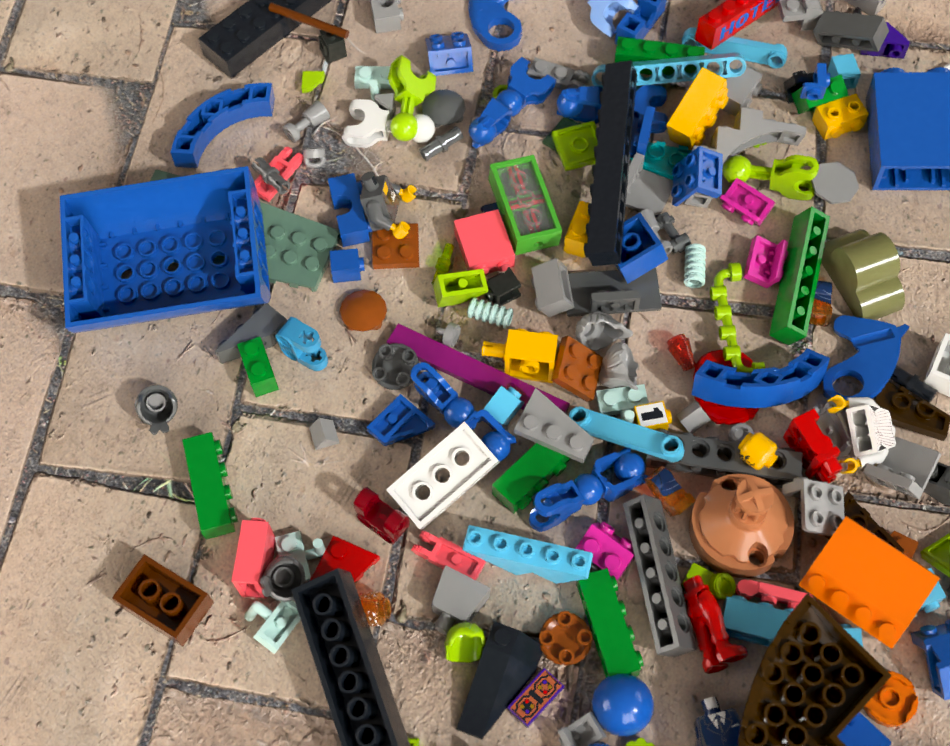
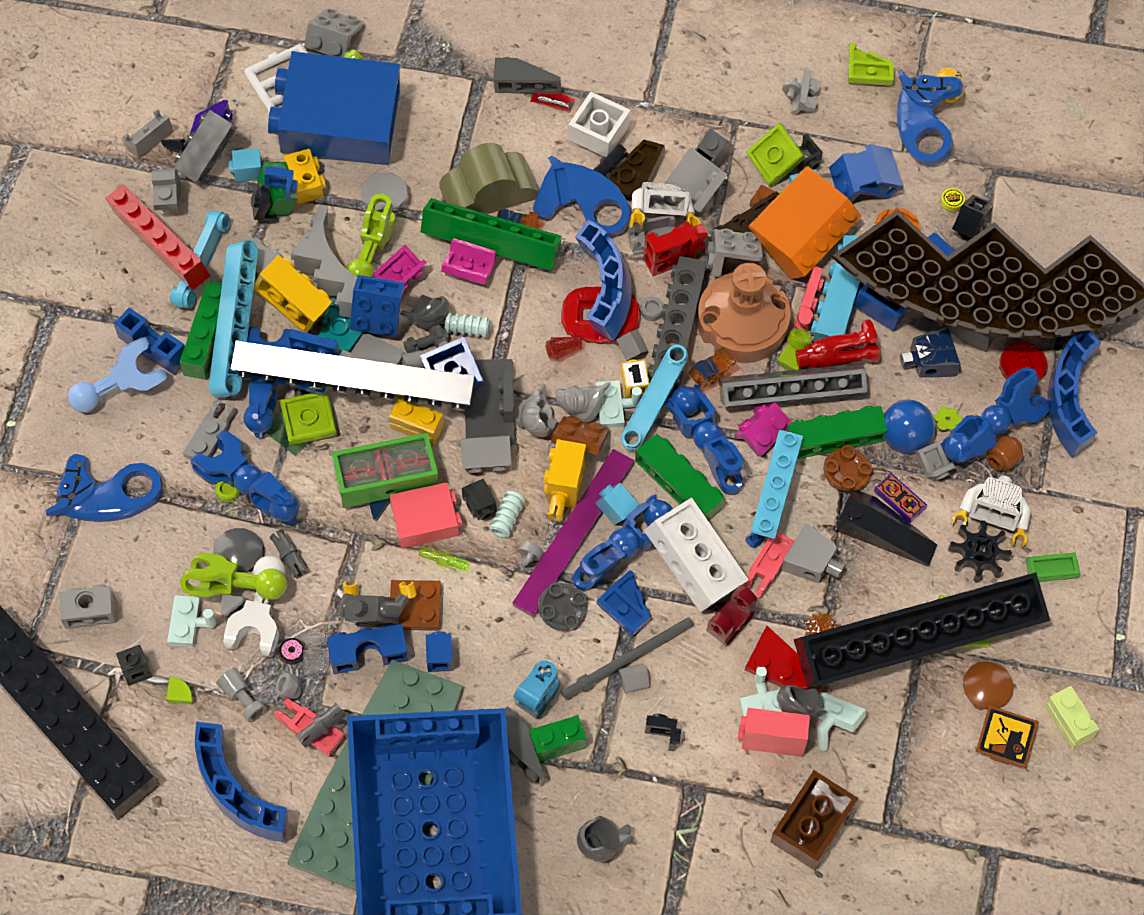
camera: 90 degrees left, 0 degrees up
(209, 485) = (689, 784): green brick -> none
(271, 456) = (662, 725): none -> black bracket
(309, 20) = (112, 679): reddish brown bar -> none
(319, 392) = (586, 681): none -> dark grey bar
(341, 168) = (317, 658): none -> clear plate
(349, 156) = (291, 651): none -> tile
(363, 311) = (493, 638): dark orange dish -> none
(449, 53) = (162, 538): bracket -> none
(459, 287) = (480, 538): lime slope -> none
(464, 643) = (853, 549): lime hair -> none
(552, 428) = (648, 458): light grey wing -> none
(703, 229) = (428, 311): none -> dark grey hat
(723, 312) = (524, 304): lime bar -> none
(758, 450) = (682, 287): yellow head -> none

